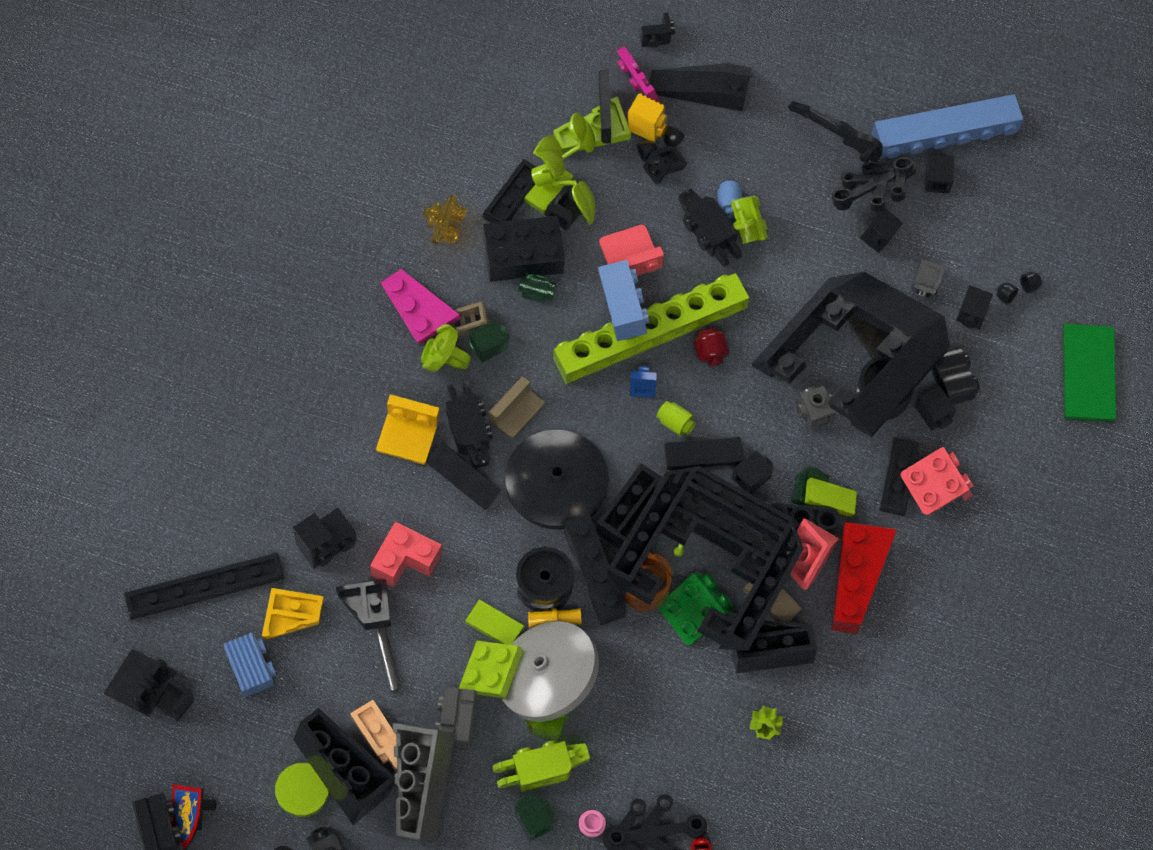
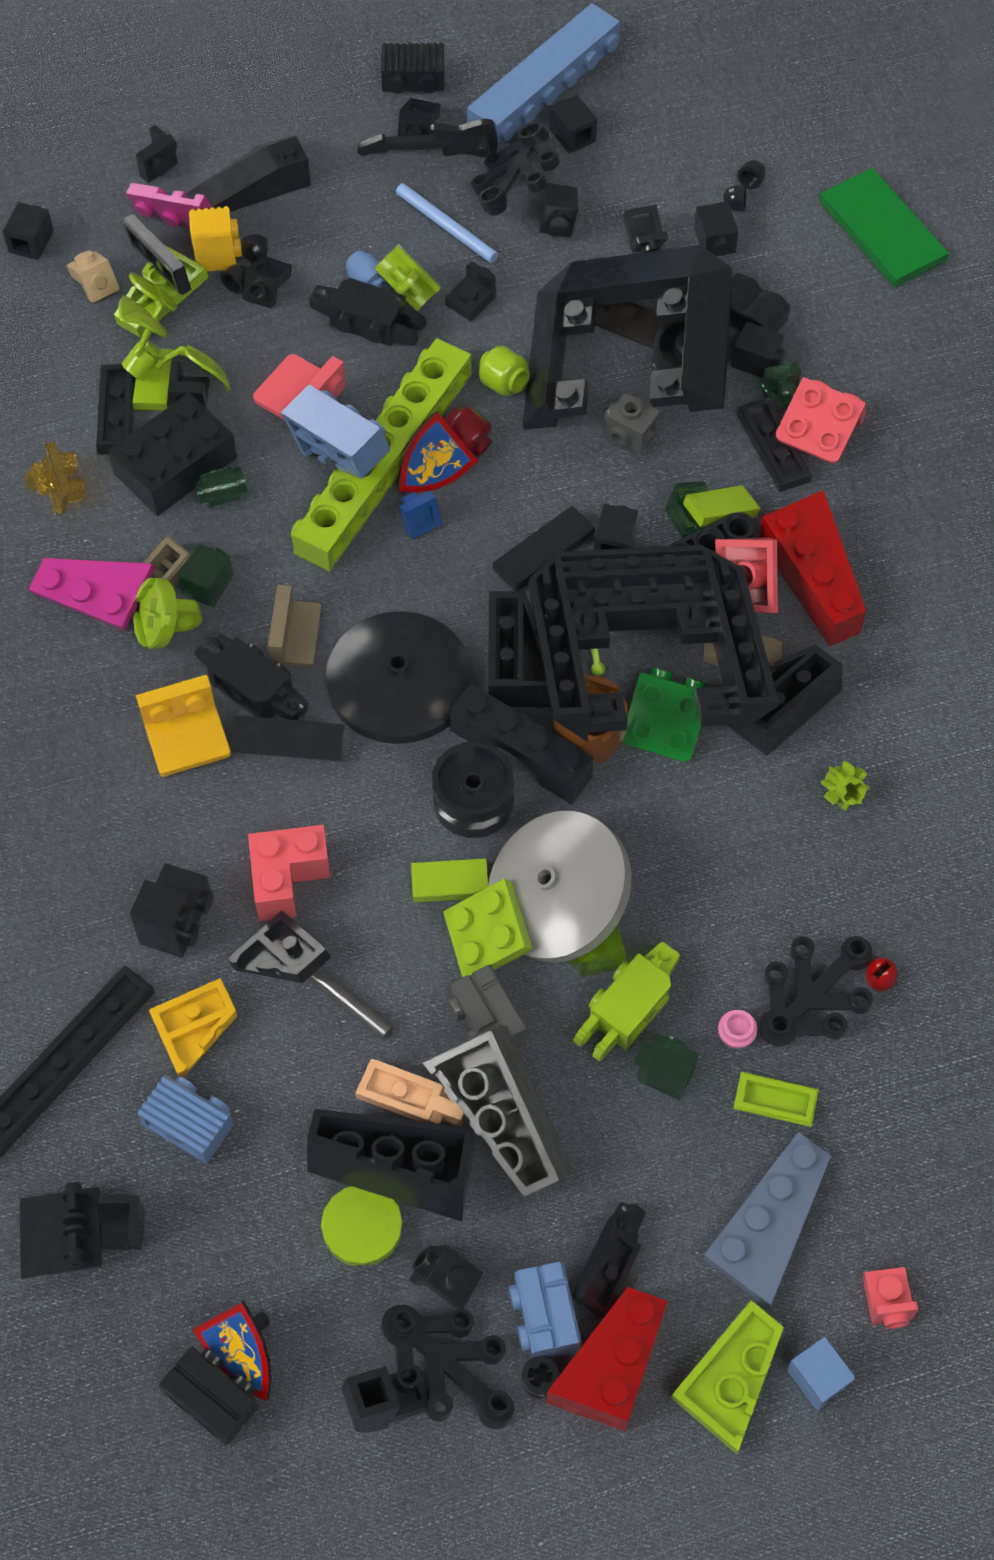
camera: 30 degrees left, 5 degrees down
(542, 38) = (28, 231): none -> black brick
(560, 93) = (94, 274): none -> tan bracket
(571, 616) = (512, 823): yellow pin -> none
(676, 418) = (486, 529): lime brick -> none
(677, 352) = (434, 457): none -> shield
(764, 320) = (503, 371): none -> lime head
(786, 253) = (473, 292): none -> black bracket
(807, 193) = (447, 223): none -> light blue bar
(842, 106) = (417, 117): none -> black bracket
(865, 68) = (413, 67): none -> black brick
(933, 439) = (781, 382): none -> clear green tile

